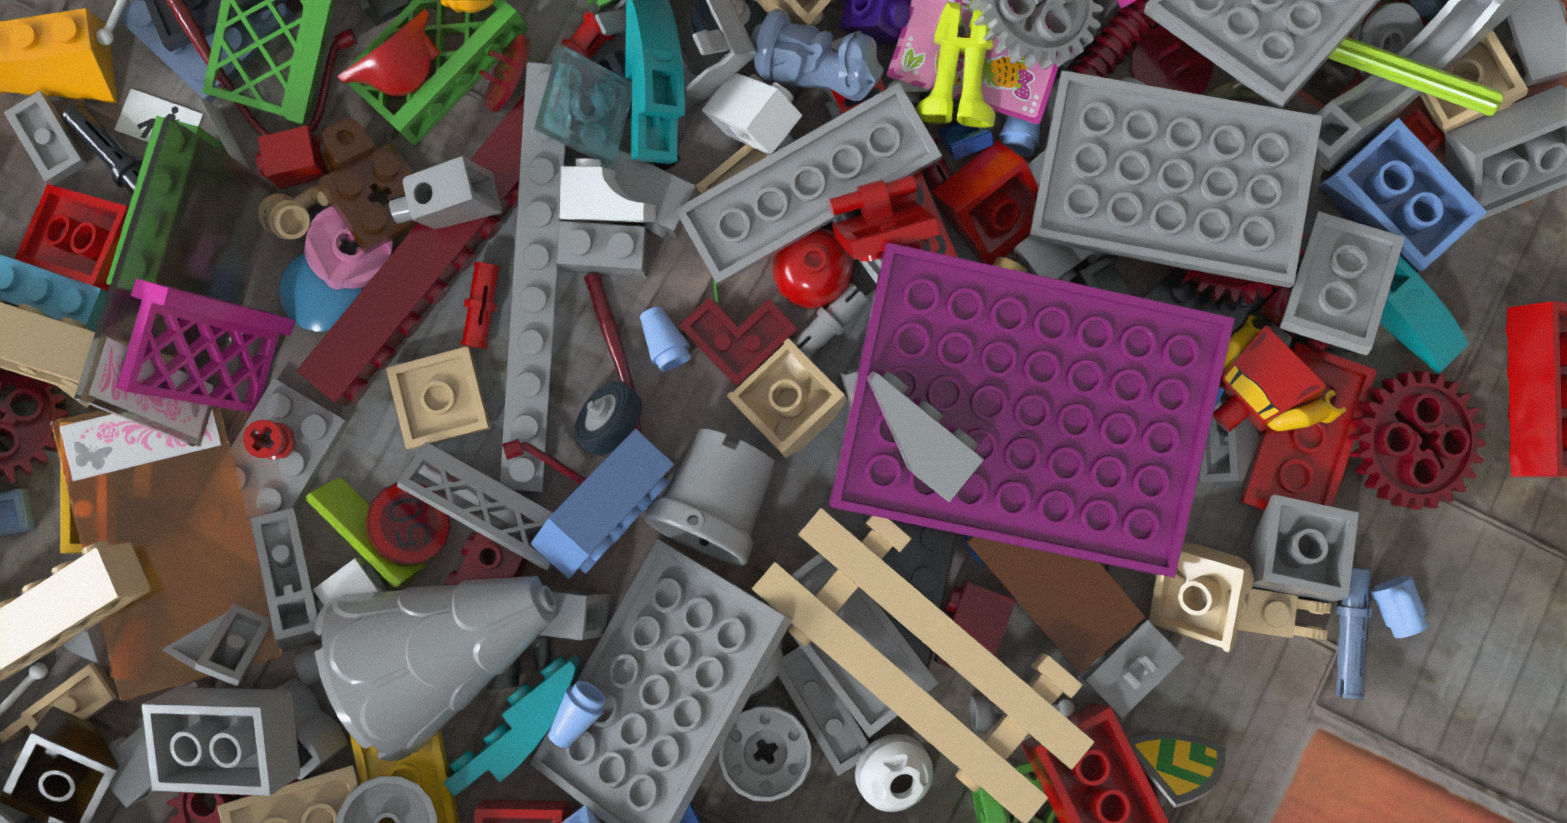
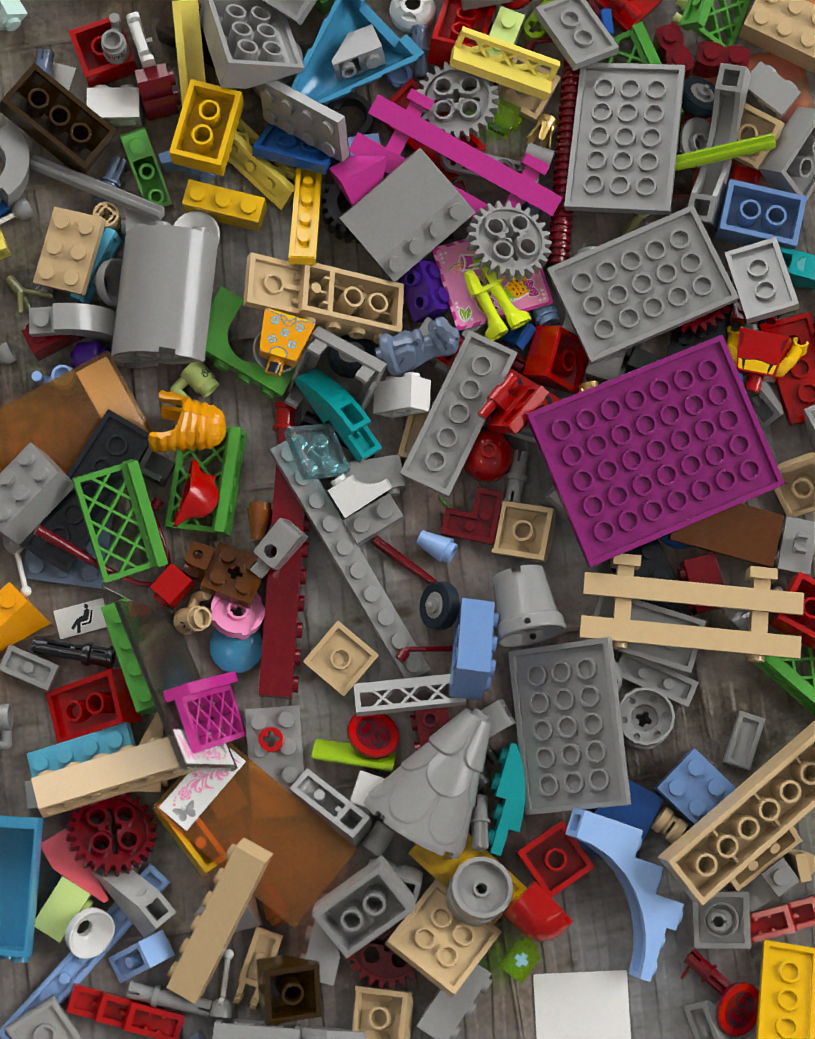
camera: 45 degrees left, 5 degrees down
(224, 645) = (326, 861): light grey slope -> none
(461, 733) = (480, 823): none -> light grey axle
(463, 141) = (259, 519): none -> dark orange cone
(480, 305) = (328, 595): red pin -> none
(506, 73) = (258, 463): dark red piece -> none
(576, 713) = (533, 767): light blue cone -> none
(885, 761) = (707, 681): white piece -> none
(927, 448) = (618, 502): light grey slope -> none
(1170, 63) = (595, 227): dark red piece -> none

